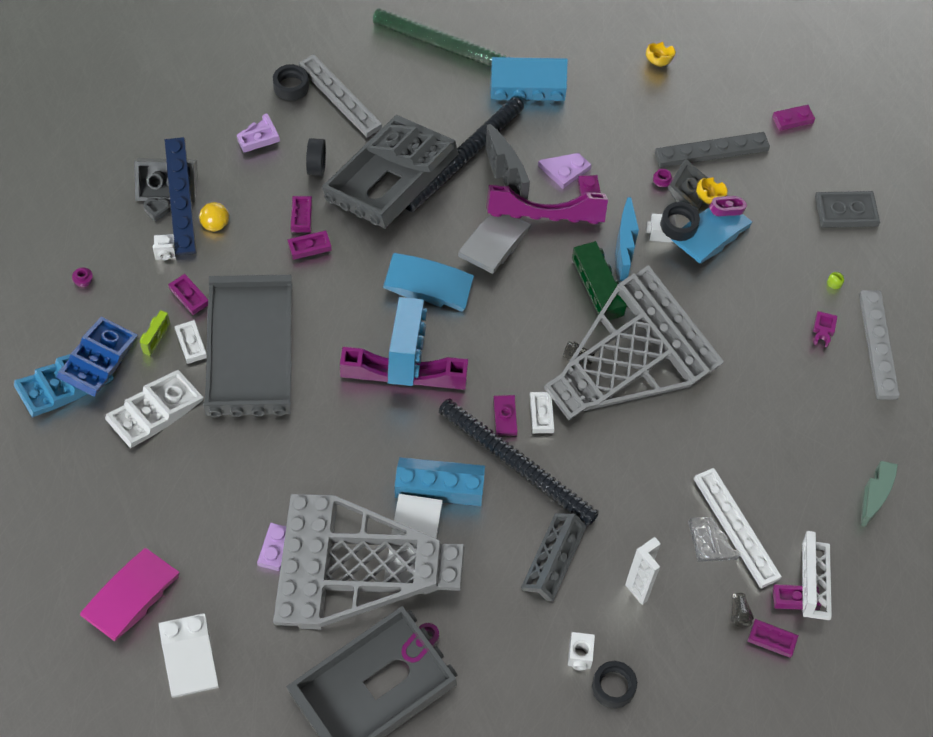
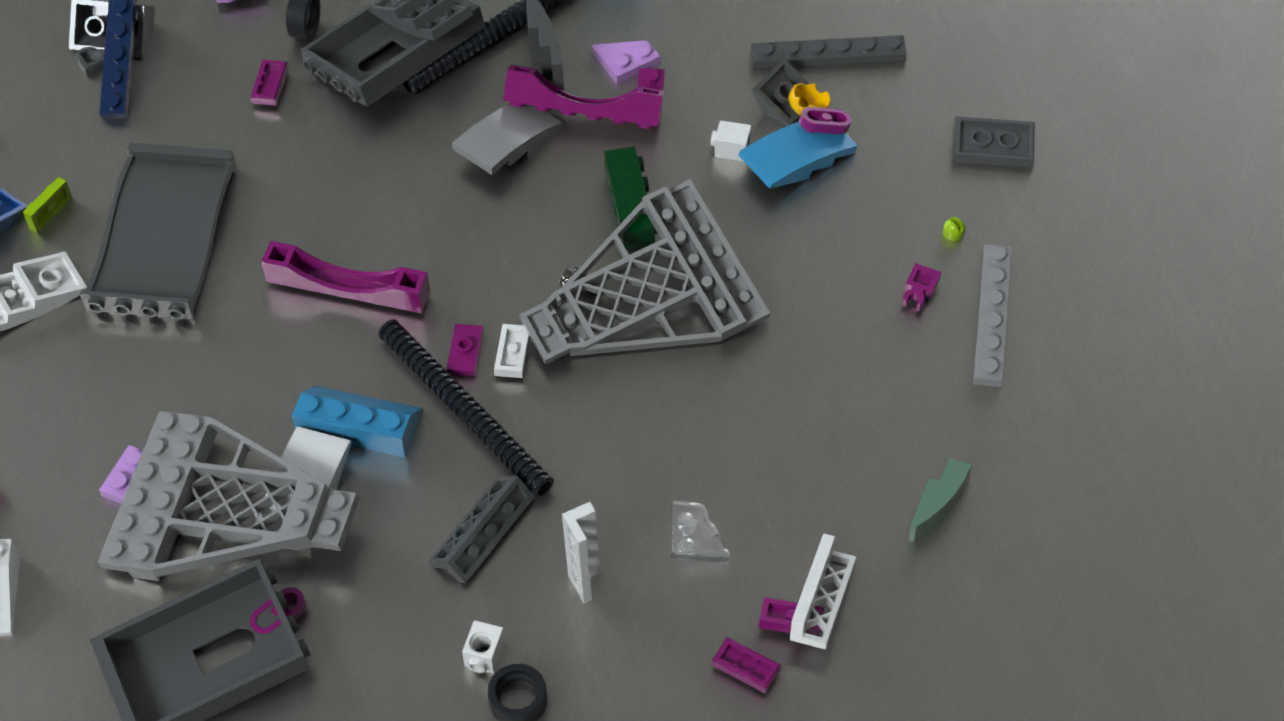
camera: 15 degrees right, 5 degrees down
(164, 247) = (86, 106): white bracket -> none
(188, 294) = (101, 163): magenta plate -> none
(190, 342) = (88, 220): white plate -> none
(214, 216) = (159, 75): yellow hair -> none
(309, 245) = (269, 119): magenta plate -> none
(407, 341) = (351, 242): dark azure brick -> none
(428, 281) = (407, 177): dark azure slope -> none
(626, 241) = (675, 146): dark azure slope -> none
(662, 178) = (749, 79): magenta plate -> none
(674, 232) = (752, 116): black tyre -> none
(737, 528) = (735, 522): white plate -> none
(741, 612) = (711, 626): clear smoke cone -> none
(793, 117) = (950, 22): magenta plate -> none

